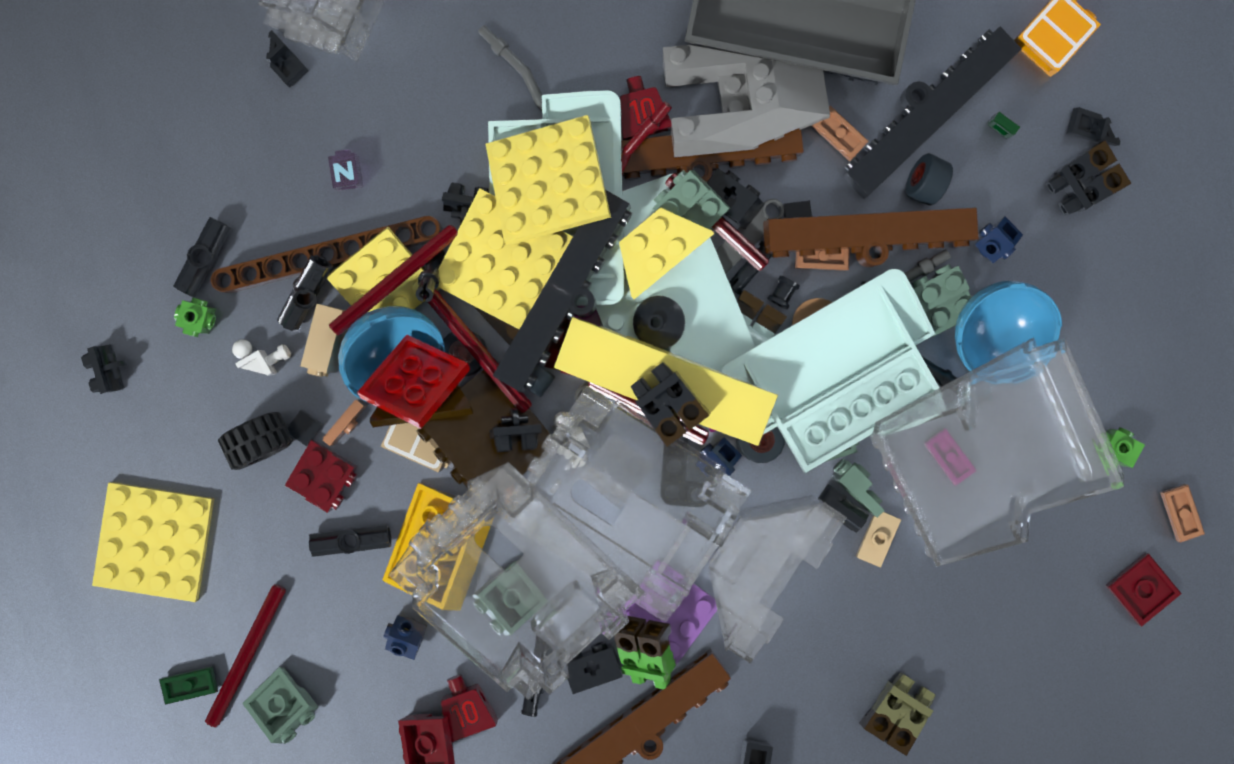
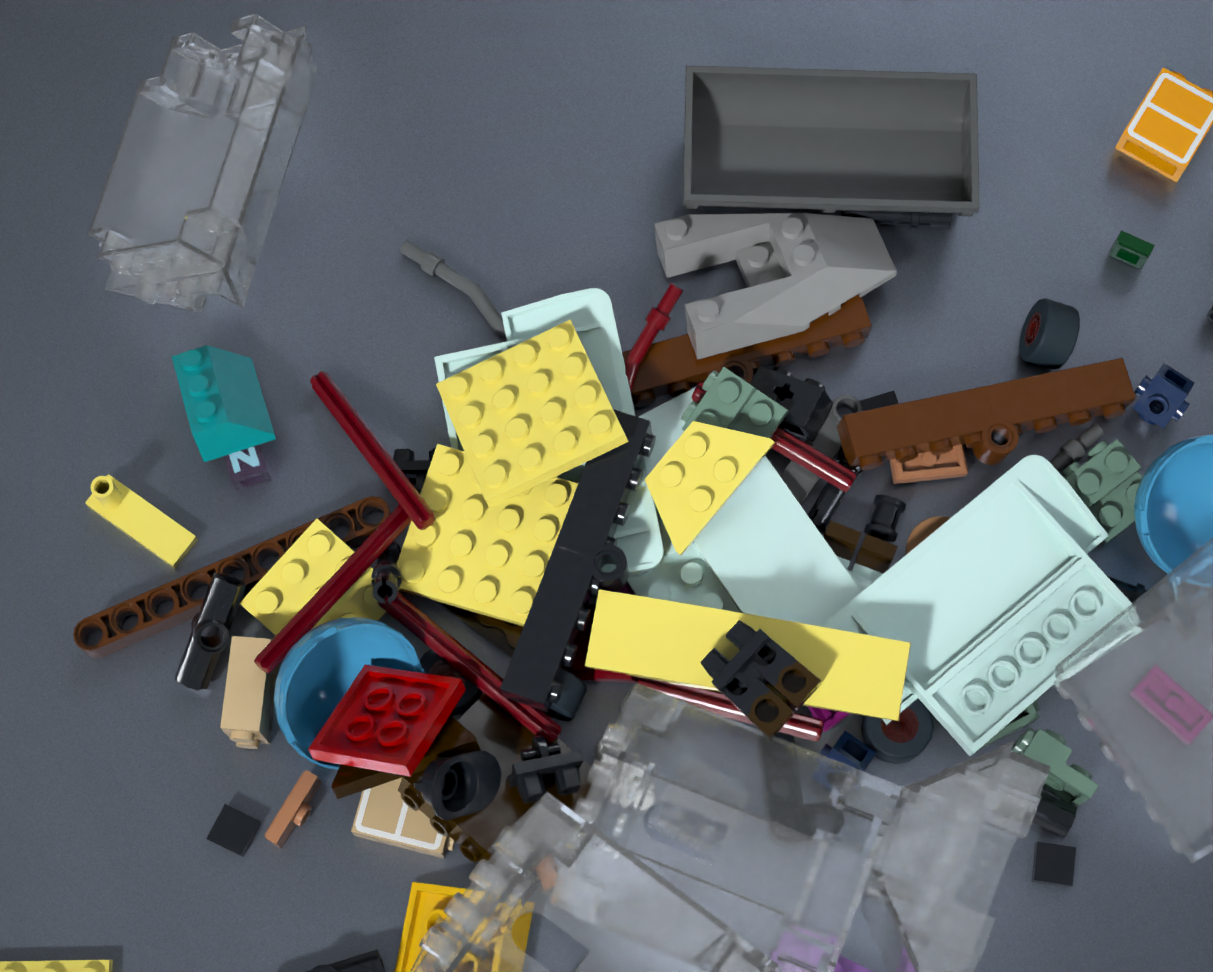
camera: 10 degrees left, 15 degrees down
(193, 272) = (47, 633): black piece -> none
(204, 317) = (64, 704): bright green brick -> none
(255, 440) = (166, 853): black tyre -> none
(258, 360) = (152, 742): white piece -> none
(268, 201) = (140, 520): none -> light yellow piece
(284, 62) = (140, 332): black slope -> none
(322, 476) = (269, 897): dark red plate -> none
(334, 127) = (222, 401): none -> teal slope
(434, 183) = (373, 451): none -> dark red axle
(454, 435) = (460, 783): none -> black piece
(637, 106) = (633, 304): dark red torso -> none
(671, 319) = (739, 581): black dish -> none
(841, 134) = (916, 298): nougat plate -> none
(845, 547) = (1053, 864): none -> black tile
(878, 539) = (1098, 841): tan plate -> none
(931, 112) = (1027, 250): black hinge -> none

